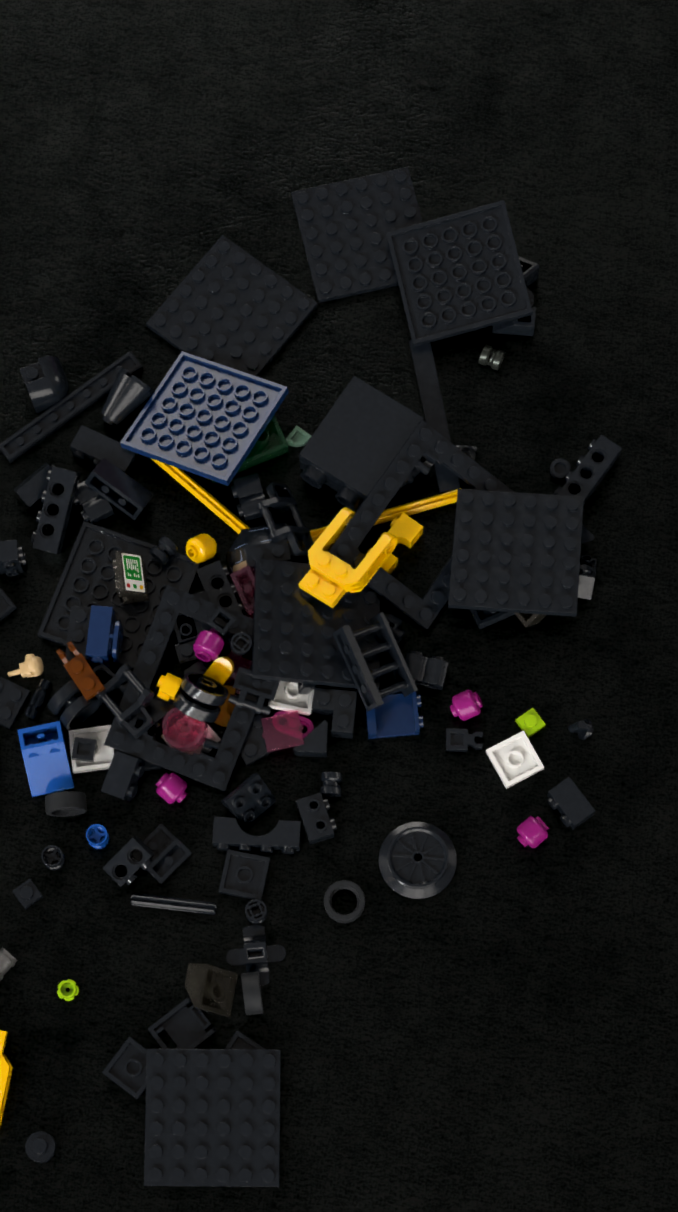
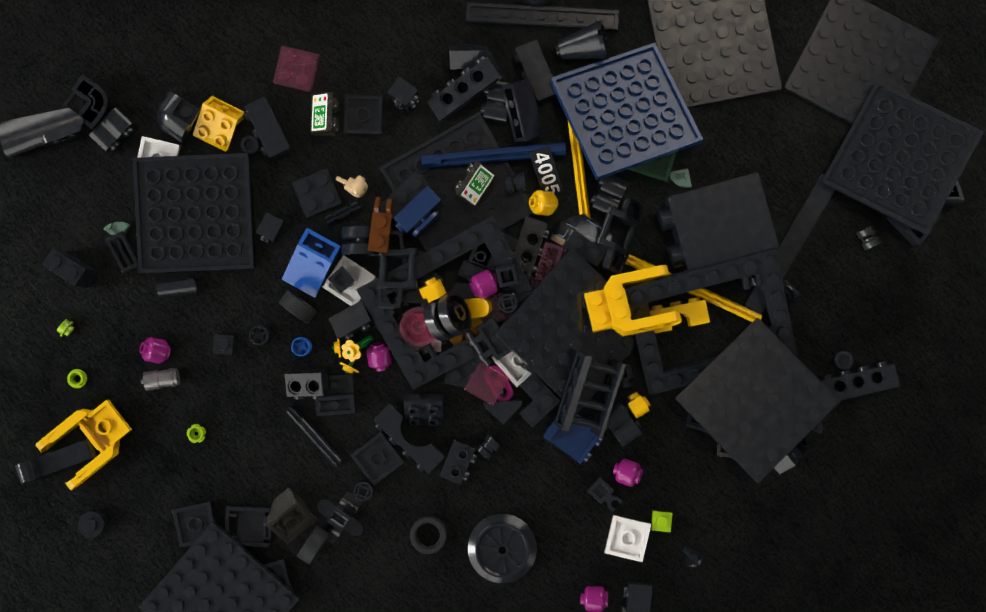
camera: 40 degrees right, 15 degrees up
(143, 800) = (351, 351): none -> yellow plant
(156, 514) = (488, 155): none -> dark blue piece
(180, 519) = (546, 171): none -> black sticker
(425, 643) = (637, 404): none -> yellow plate

